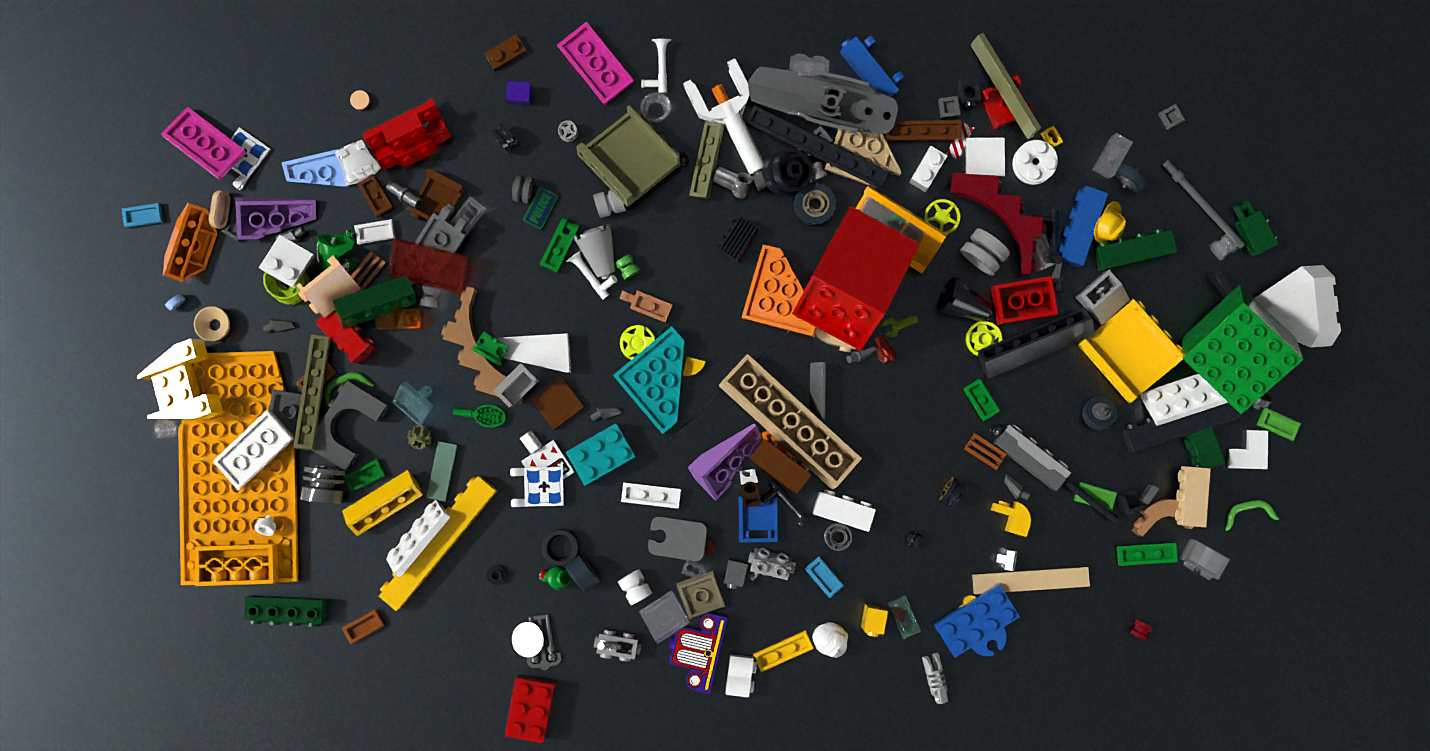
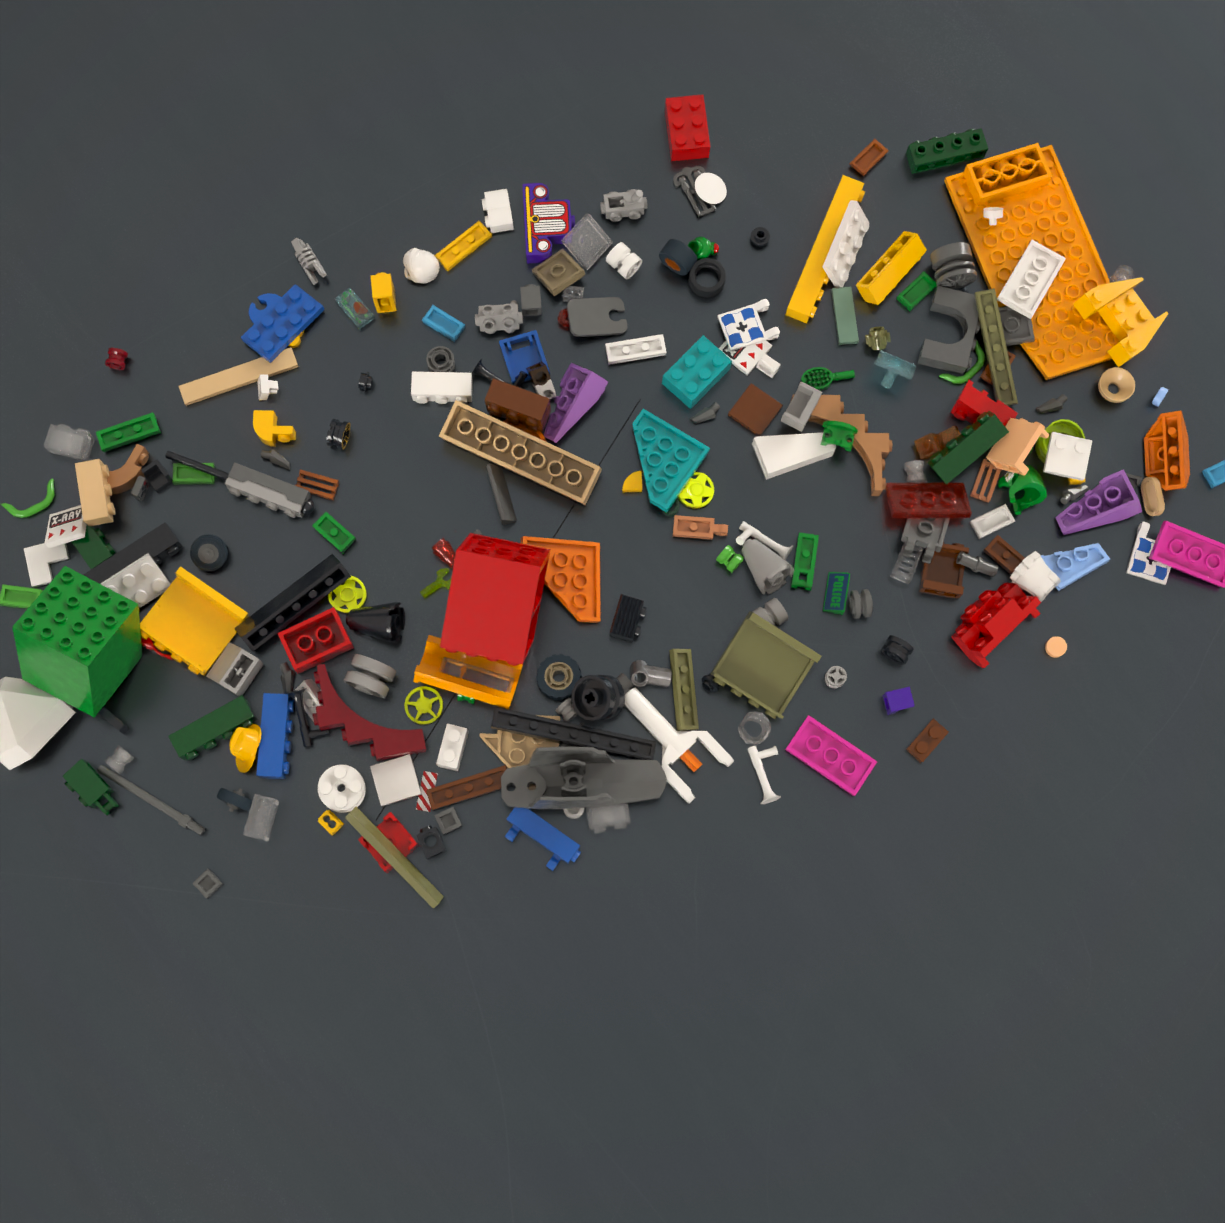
camera: 160 degrees right, 10 degrees down
(1226, 475) = (65, 527): none -> white tile

